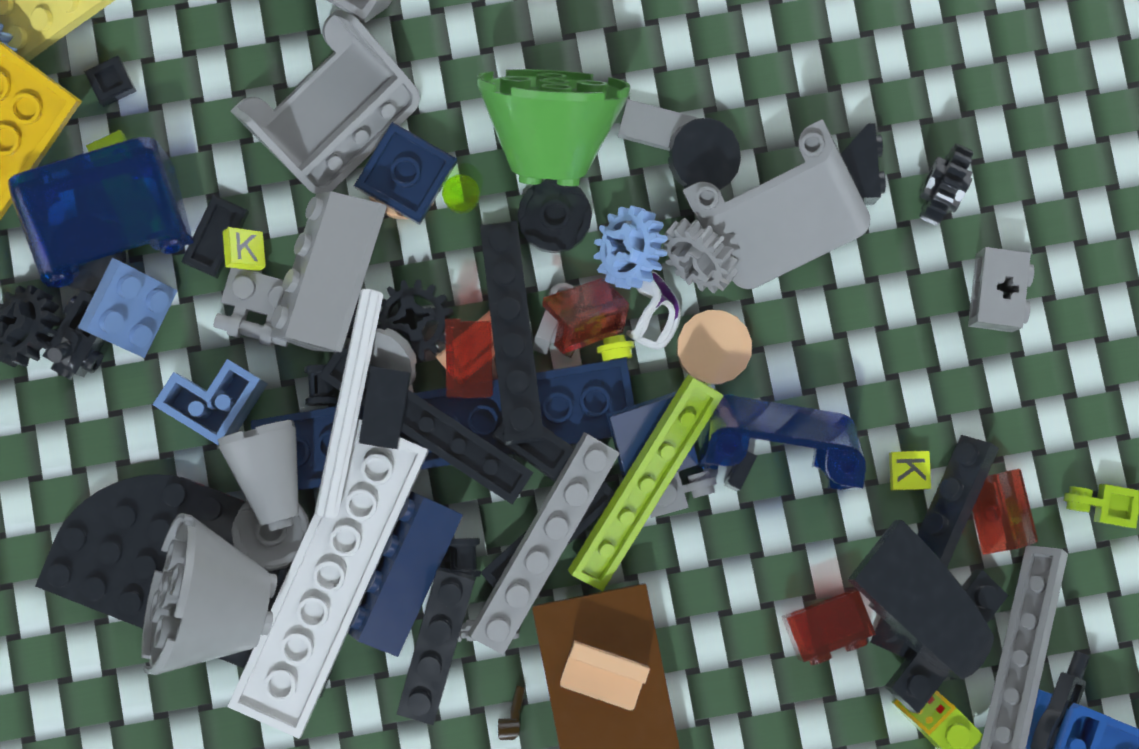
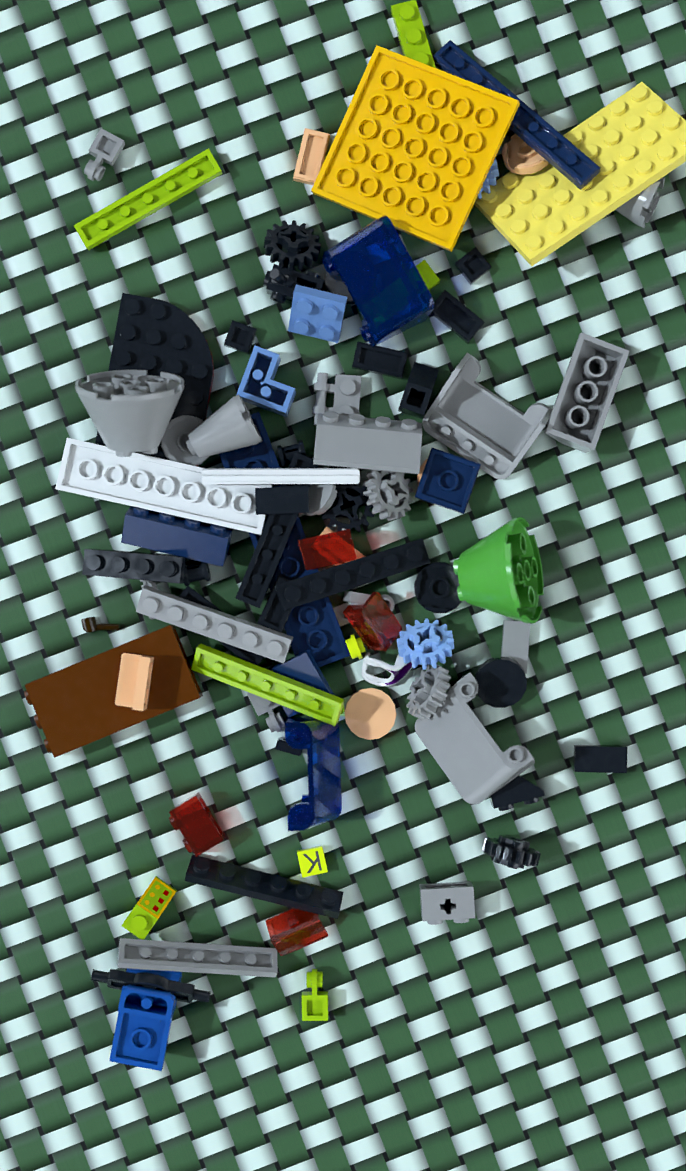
camera: 85 degrees right, 5 degrees up
(138, 428) = (240, 337): none -> black tile
(178, 116) = (456, 316): none -> black tile
(244, 249) = (374, 382): neon yellow tile -> none
(270, 189) = (418, 390): none -> black slope
(406, 258) = (387, 493): none -> light grey gear
(461, 194) = (442, 521): clear neon green tile -> none
(836, 41) = (600, 759): none -> black tile
(927, 612) = (216, 889): black slope -> none

